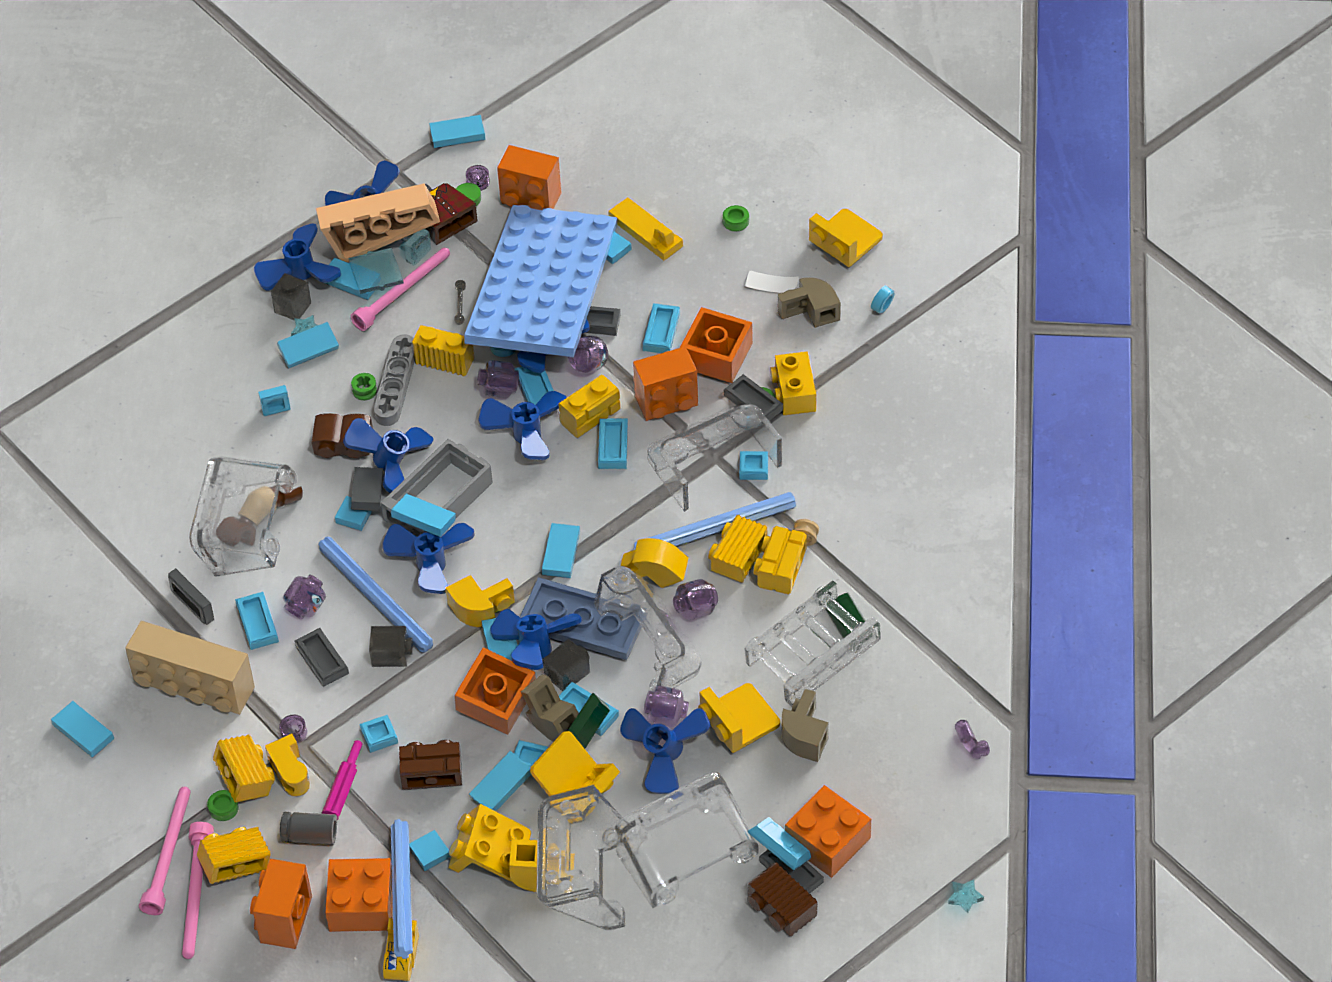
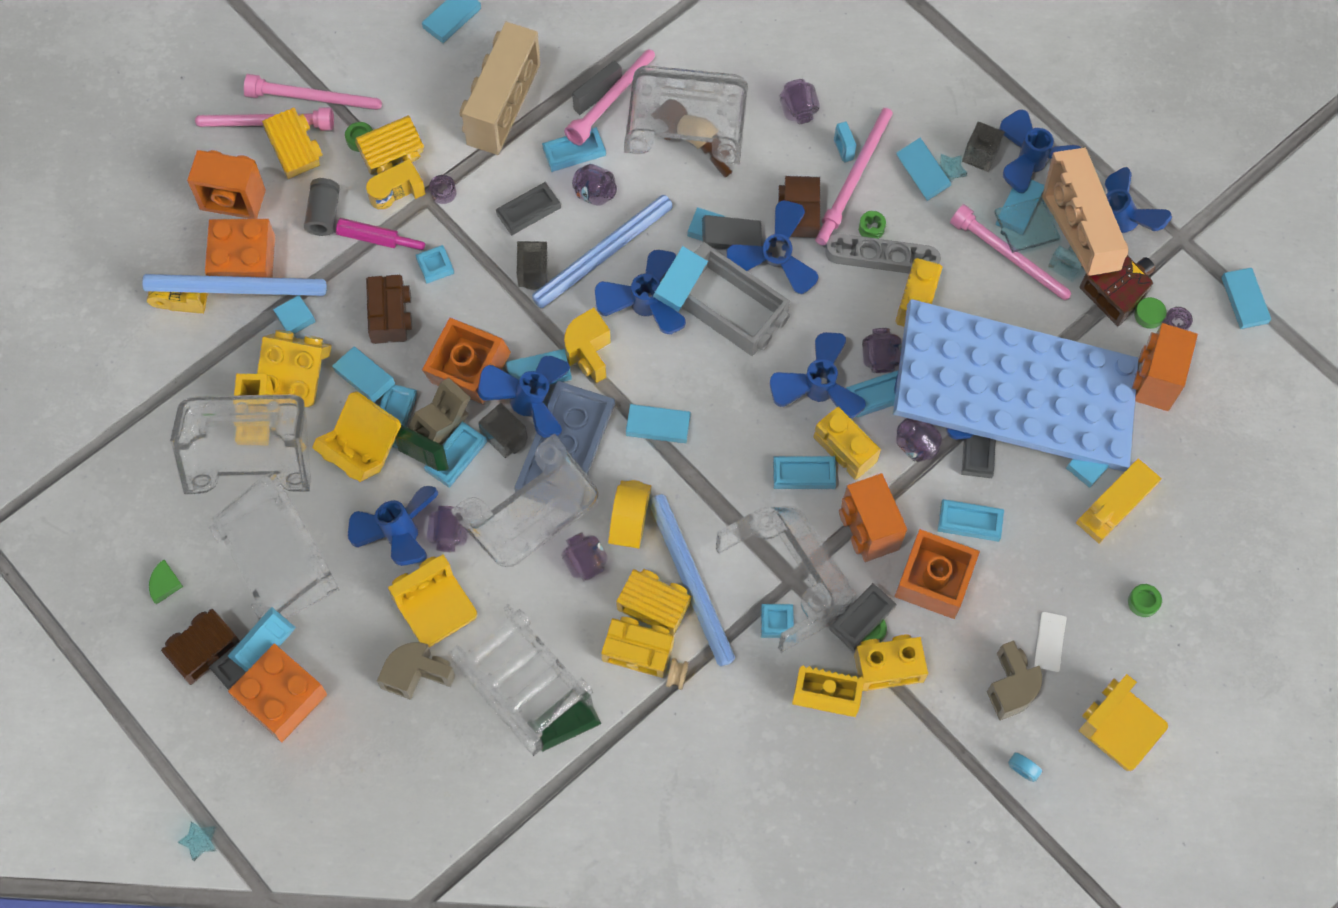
camera: 85 degrees right, 15 degrees up
(225, 434) = (799, 101): none -> clear purple head
(243, 606) = (579, 130): none -> bright pink piece
(310, 395) = (834, 215): none -> bright pink bar
(460, 286) = (1019, 313): clear smoke hinge -> none
(714, 942) = (163, 582): none -> bright green tile
(822, 422) = (828, 691): none -> yellow brick
(969, 740) = (389, 849): clear purple arm -> none

